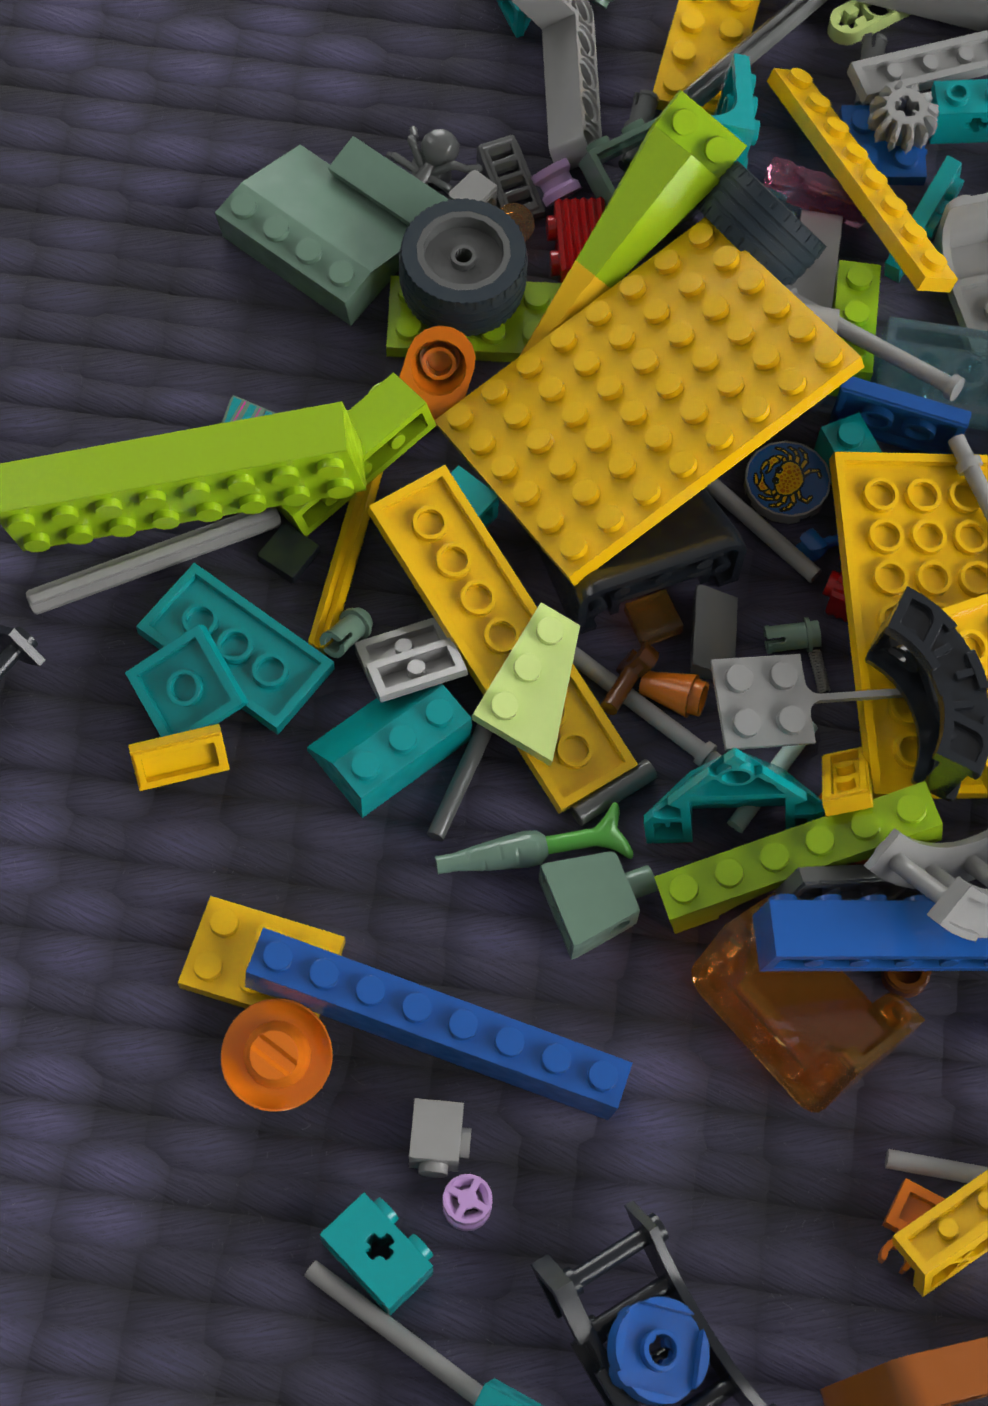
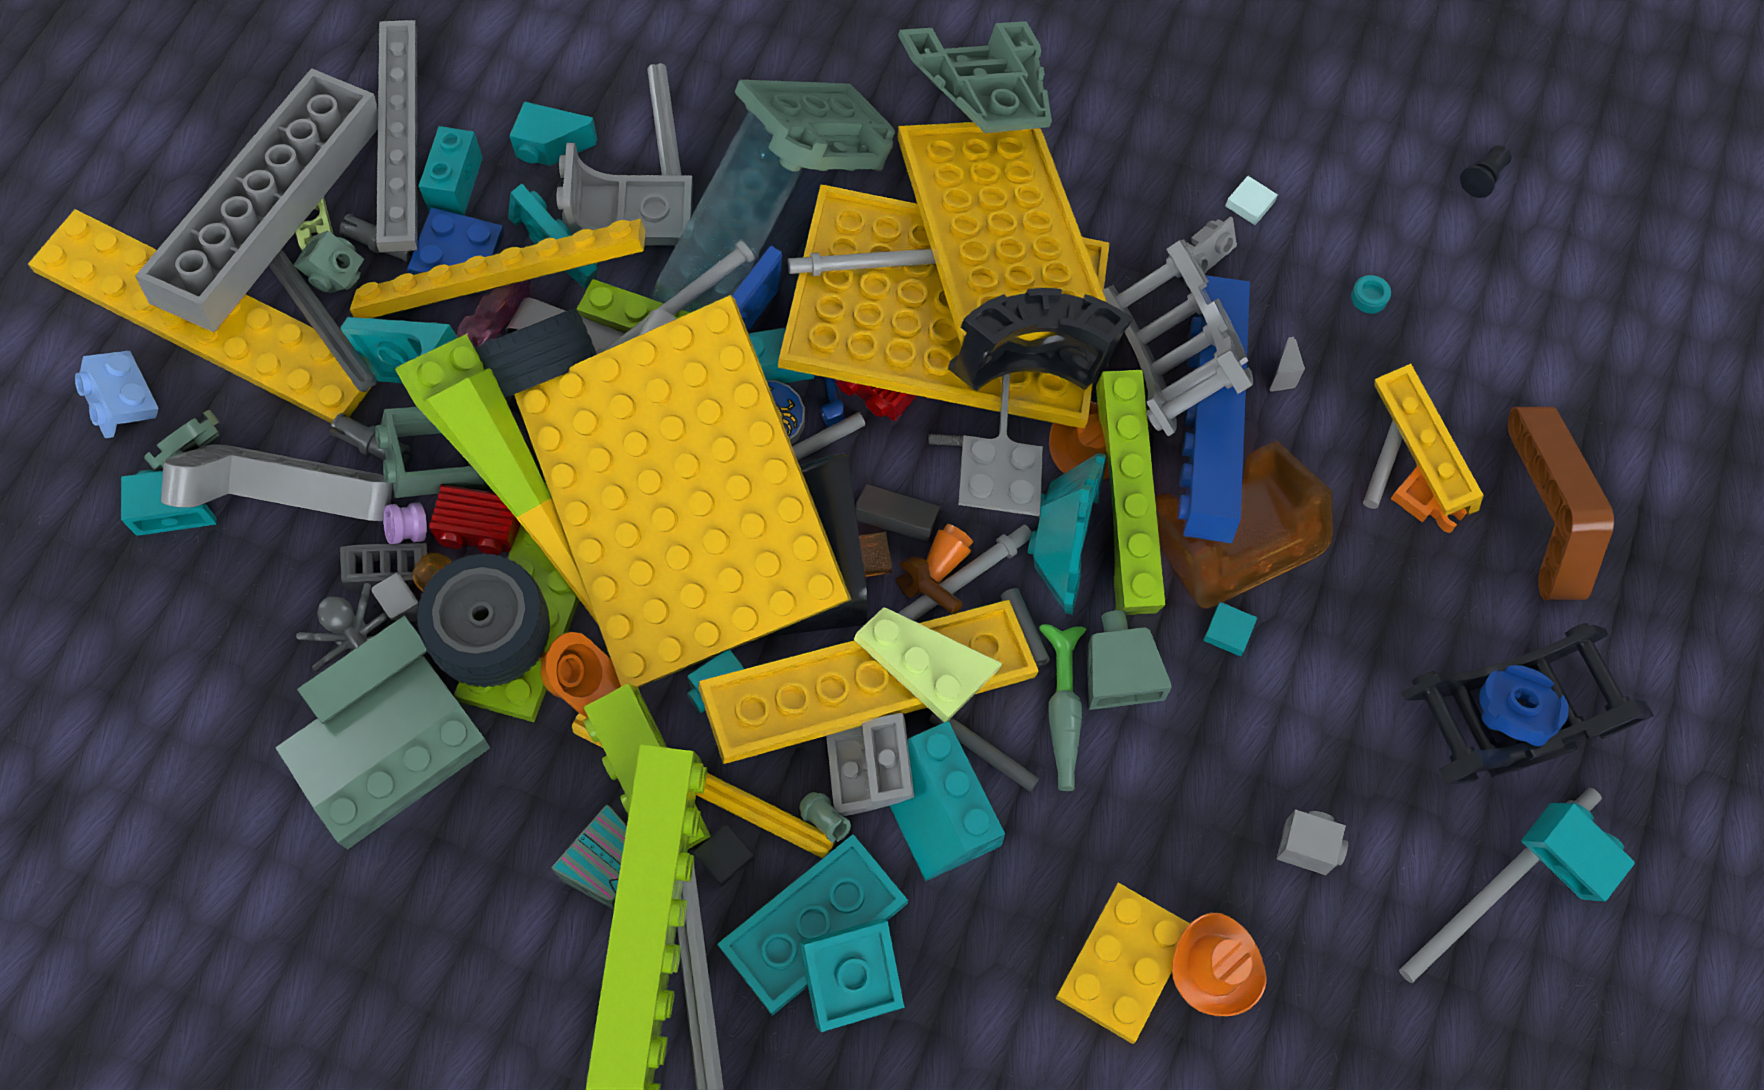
camera: 75 degrees left, 0 degrees up
(179, 757) = (916, 997): yellow tile -> none
(389, 1280) = (1429, 908): teal brick -> none
(438, 1024) = (1219, 823): blue brick -> none
(471, 1193) = (1376, 824): lavender wheel -> none
(675, 1014) = (1230, 629): none -> teal tile
(795, 636) = (915, 451): sand green pin -> none
(815, 22) = (329, 263): none -> sand green brick
(845, 880) = (1160, 472): dark grey tile -> none
(846, 782) = (1077, 435): yellow tile -> none
(903, 117) = (447, 219): light grey gear -> none

